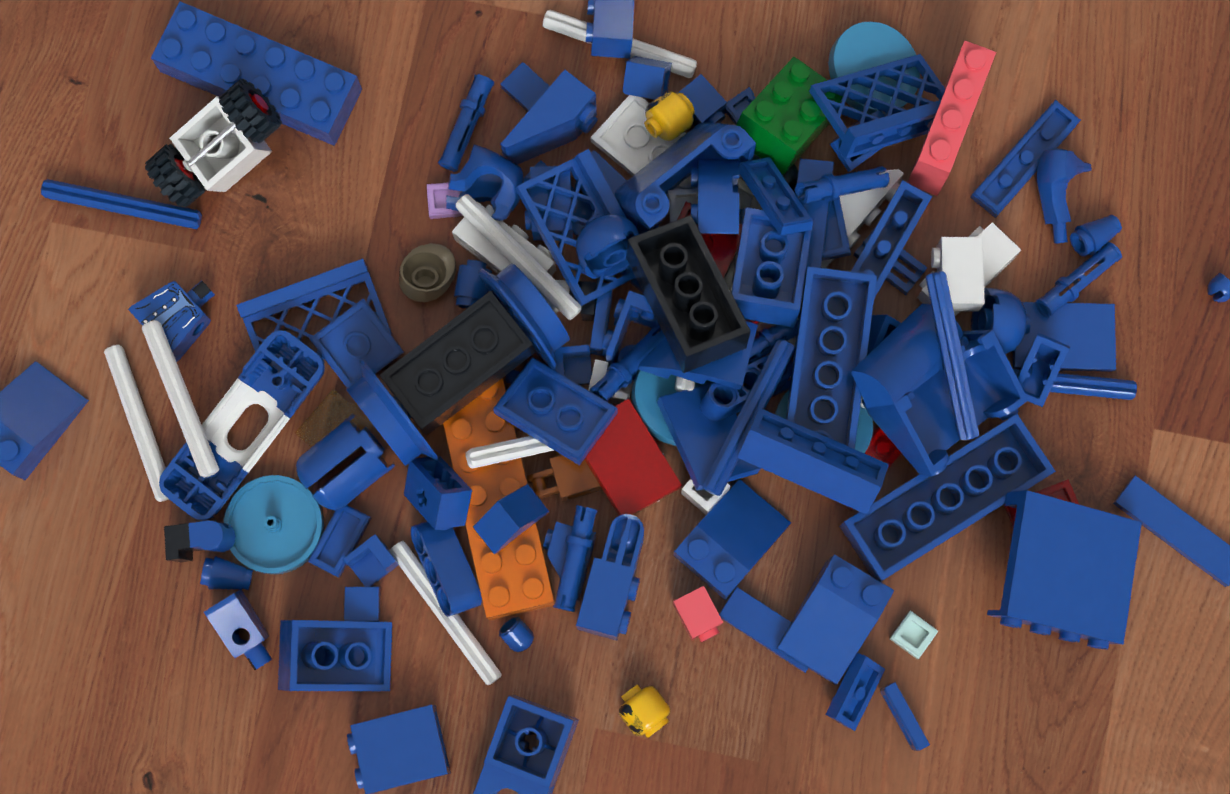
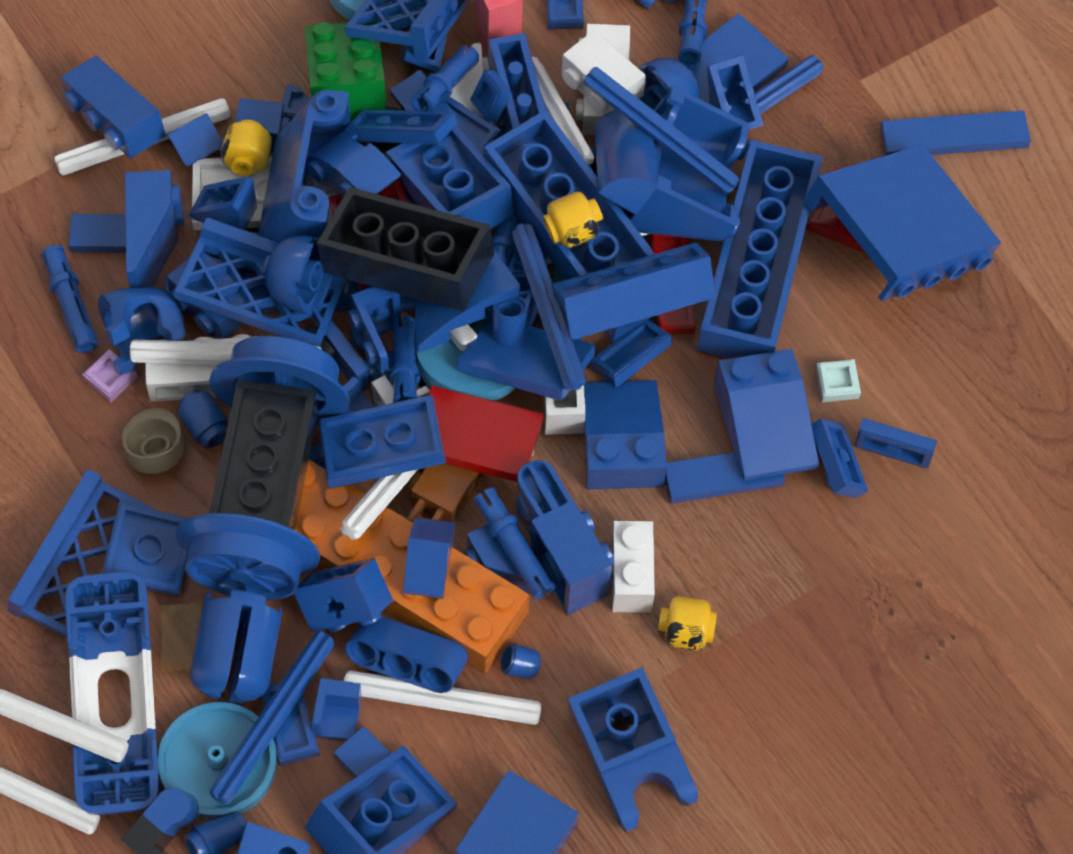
camera: 50 degrees left, 15 degrees down
(326, 530) = (271, 718): none -> blue axle
(618, 146) = (227, 202): none -> blue slope
(644, 640) = (633, 566): none -> white brick
(698, 614) = (656, 504): coral brick -> none
(782, 492) = (631, 352): none -> blue tile
(813, 375) = (572, 219): none -> yellow head
(865, 223) = (490, 96): none -> blue tile
(903, 274) = (560, 113): none -> white axle

